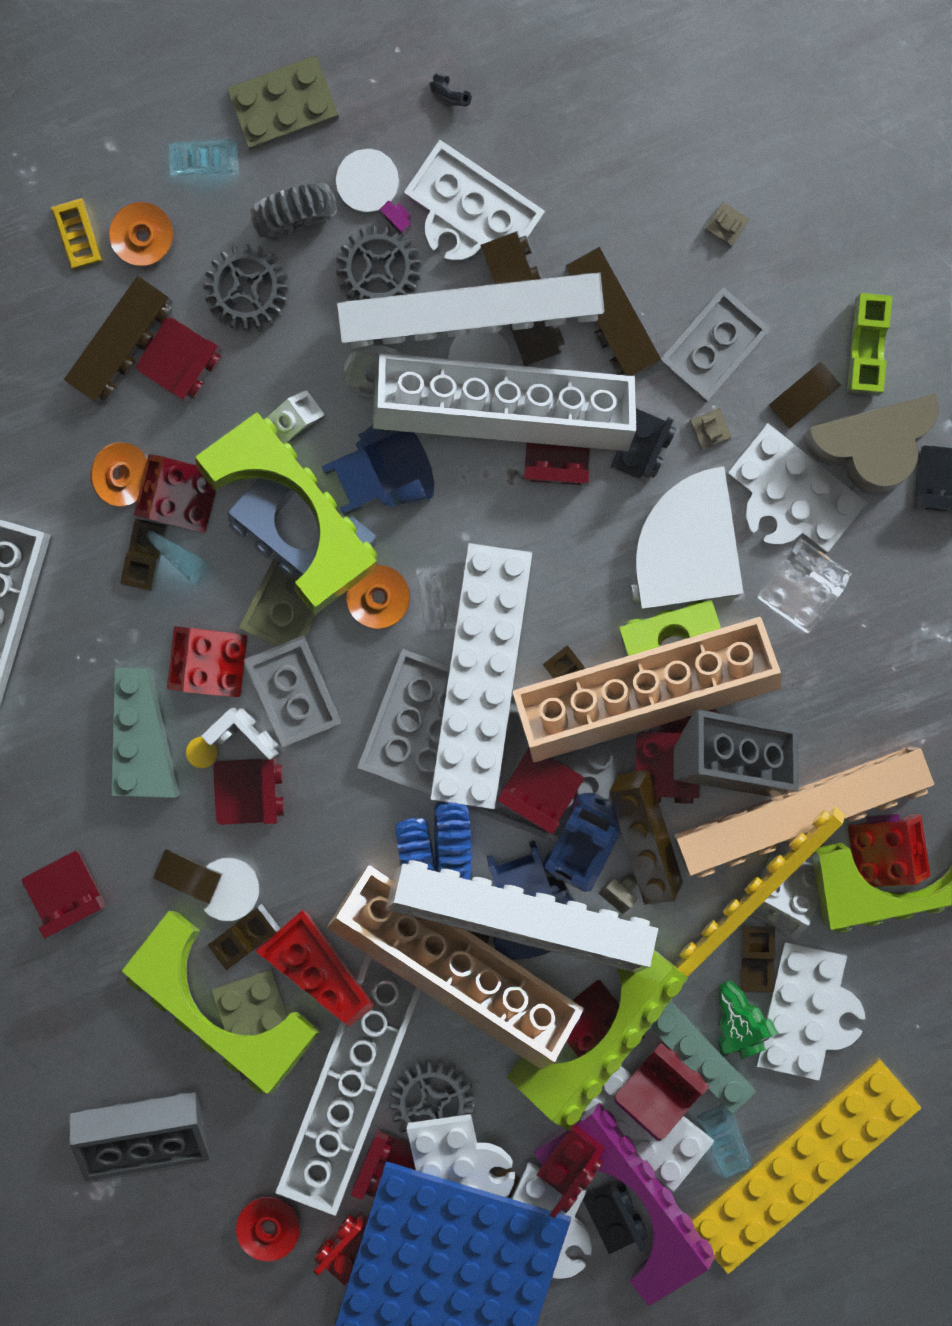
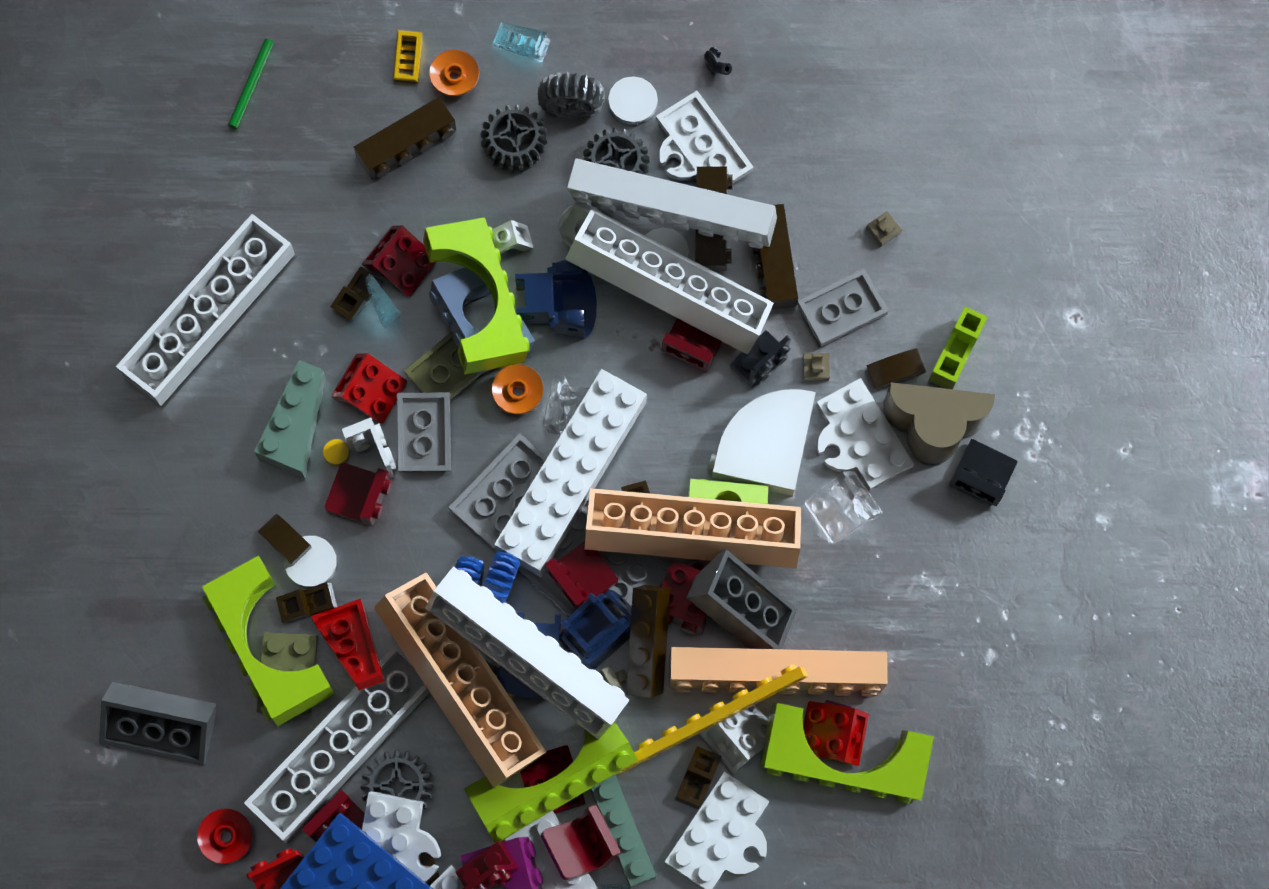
camera: 20 degrees right, 15 degrees down
(63, 893) = (184, 515): dark red bracket -> none
(131, 467) = (375, 227): orange dish -> none
(179, 359) = (443, 168): dark red bracket -> none
(282, 102) = (594, 26): olive plate -> none
(397, 217) = (643, 130): magenta plate -> none
(742, 1024) = (665, 822): green rock -> none

